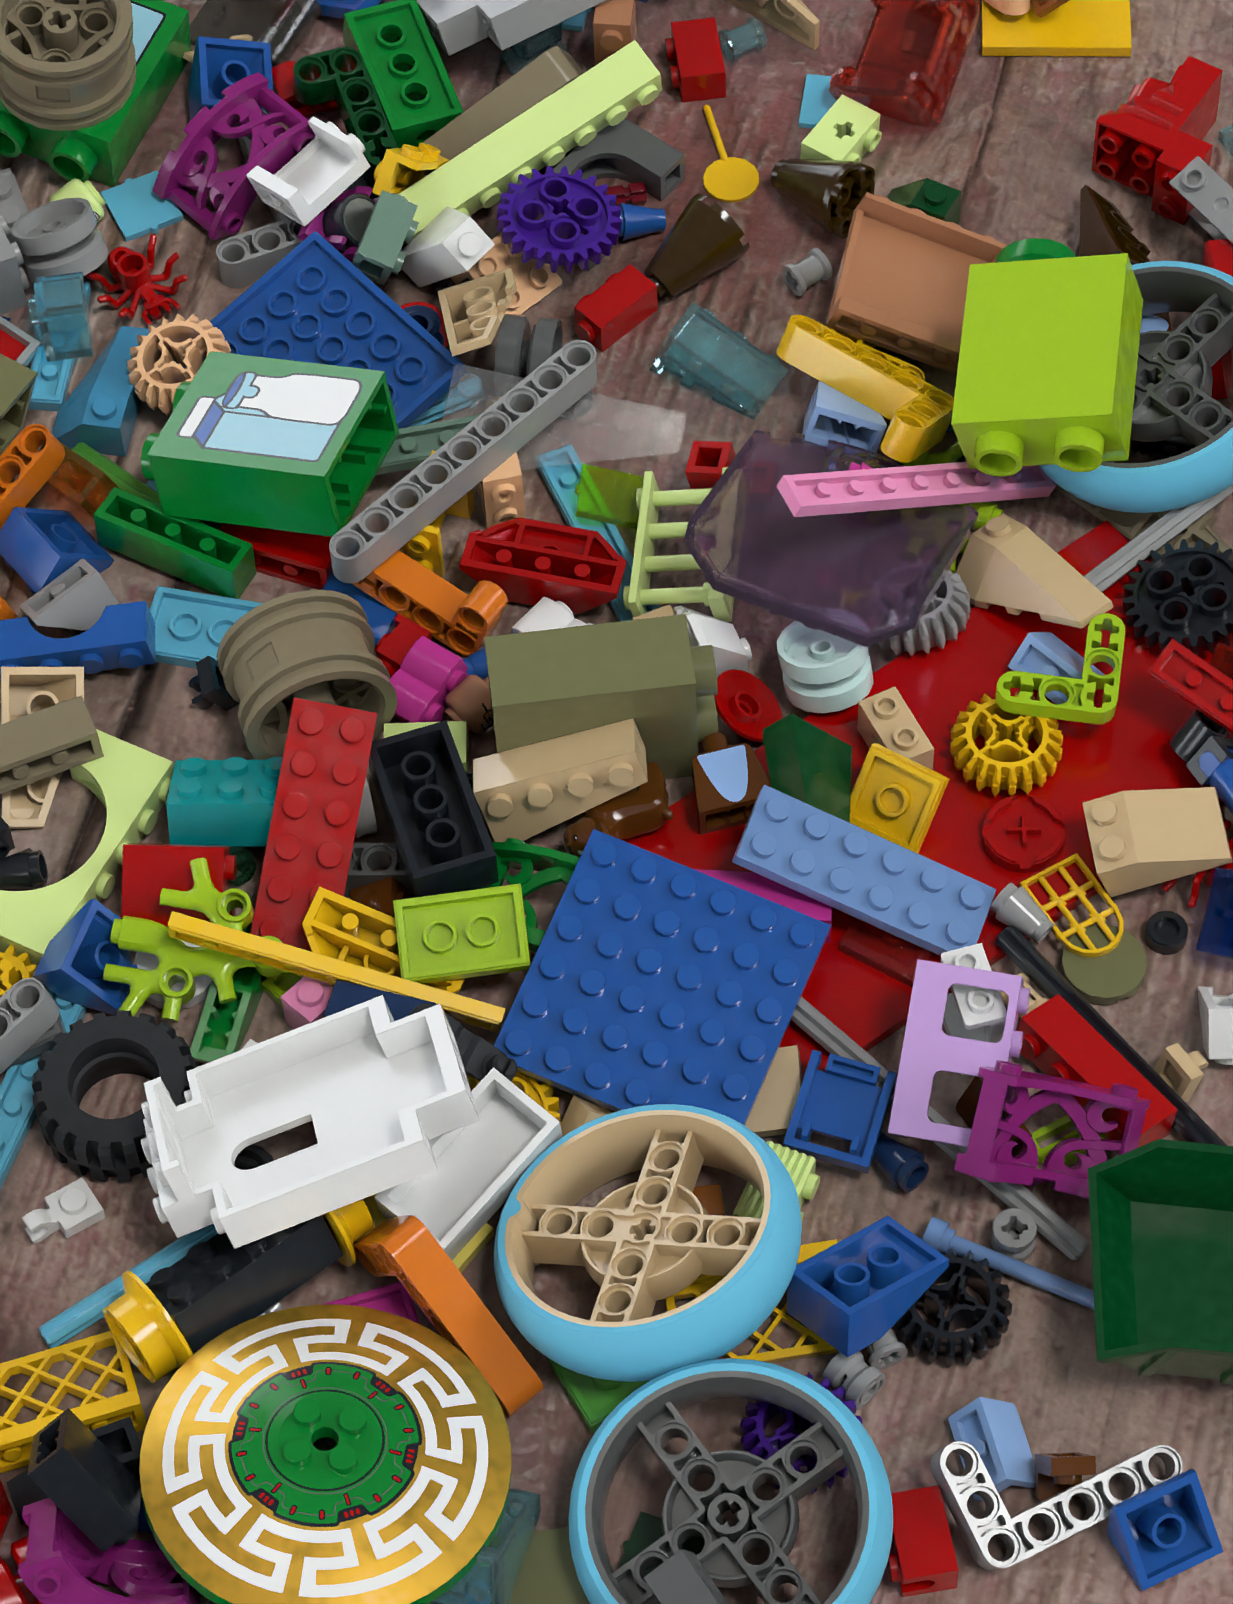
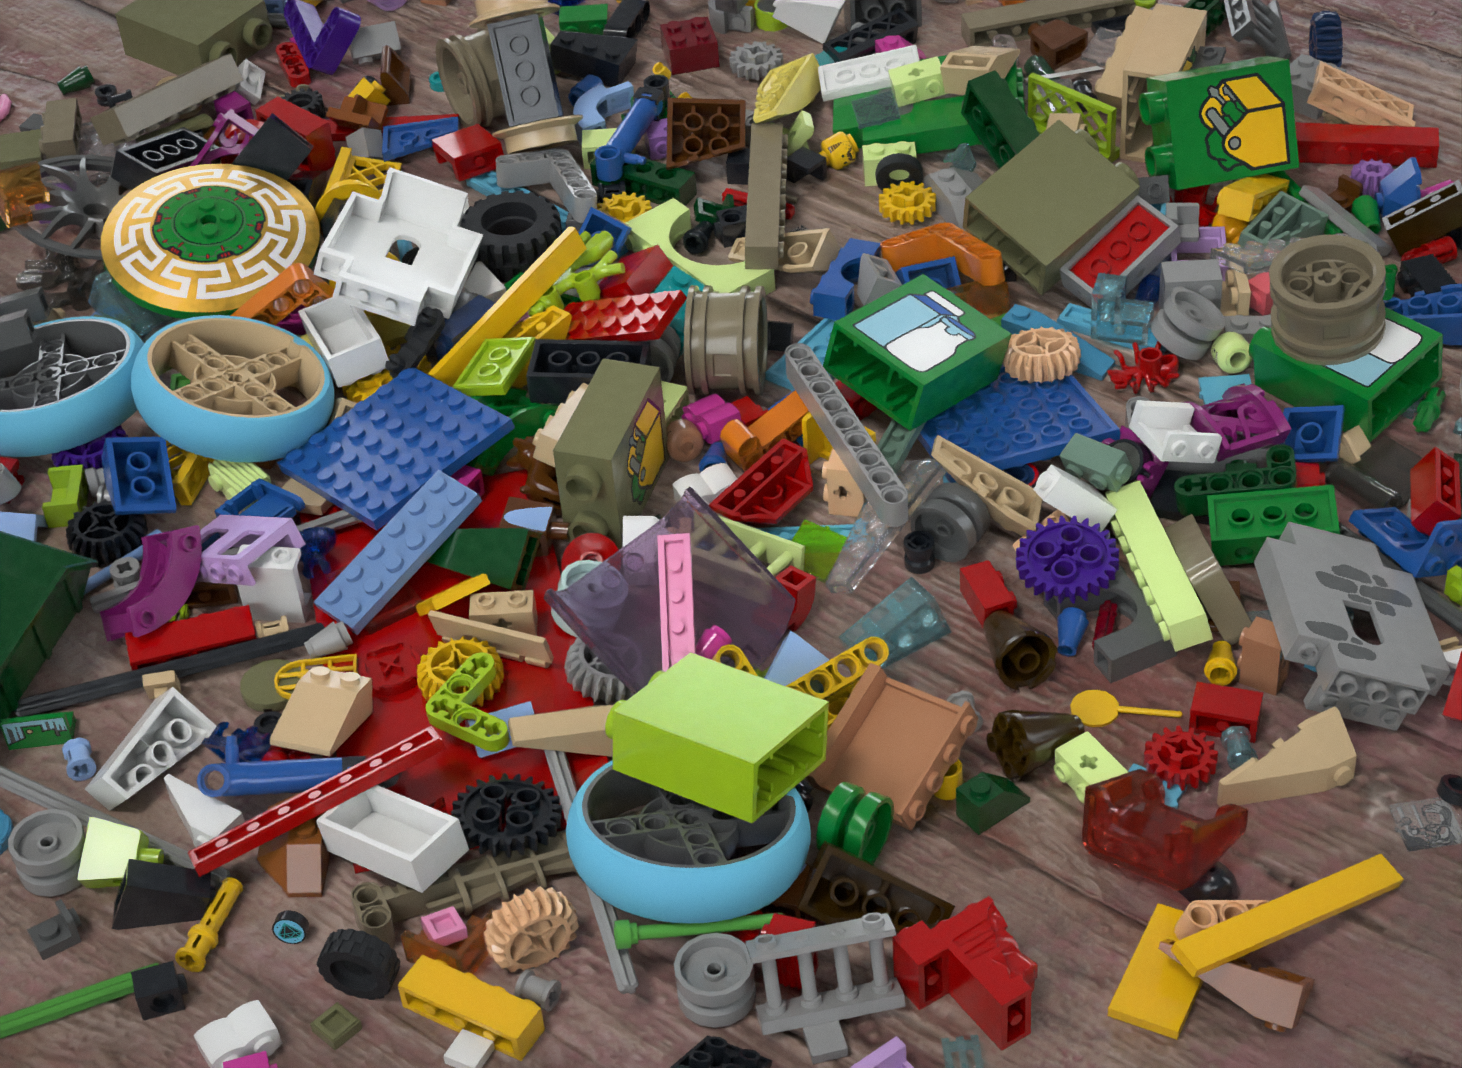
camera: 115 degrees right, 15 degrees down
(405, 167) = (1163, 493): yellow bracket -> none
(800, 80) = (1181, 757): none -> red gear
(880, 1005) = (318, 544): none -> clear blue hair
(908, 1406) = (68, 494): none -> lime panel
(945, 720) = (508, 642): none -> tan windscreen

